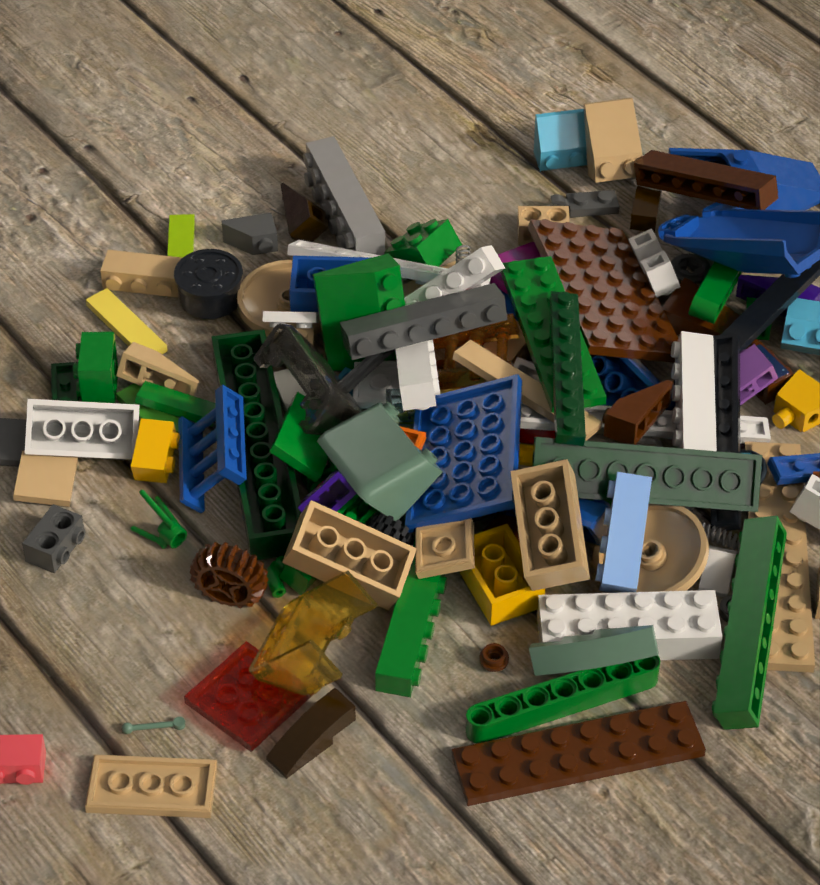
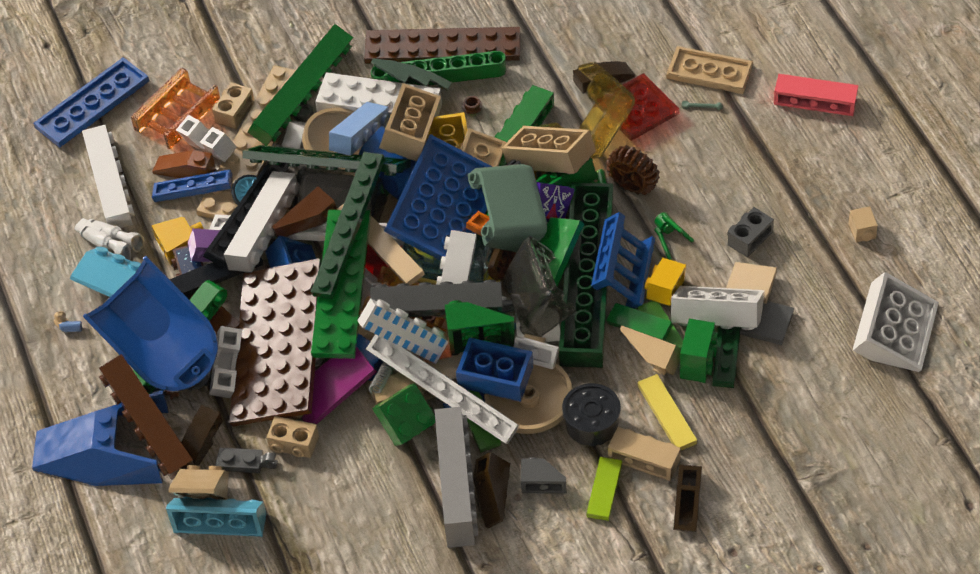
camera: 160 degrees left, 5 degrees up
(86, 245) = (687, 498): none -> dark brown slope

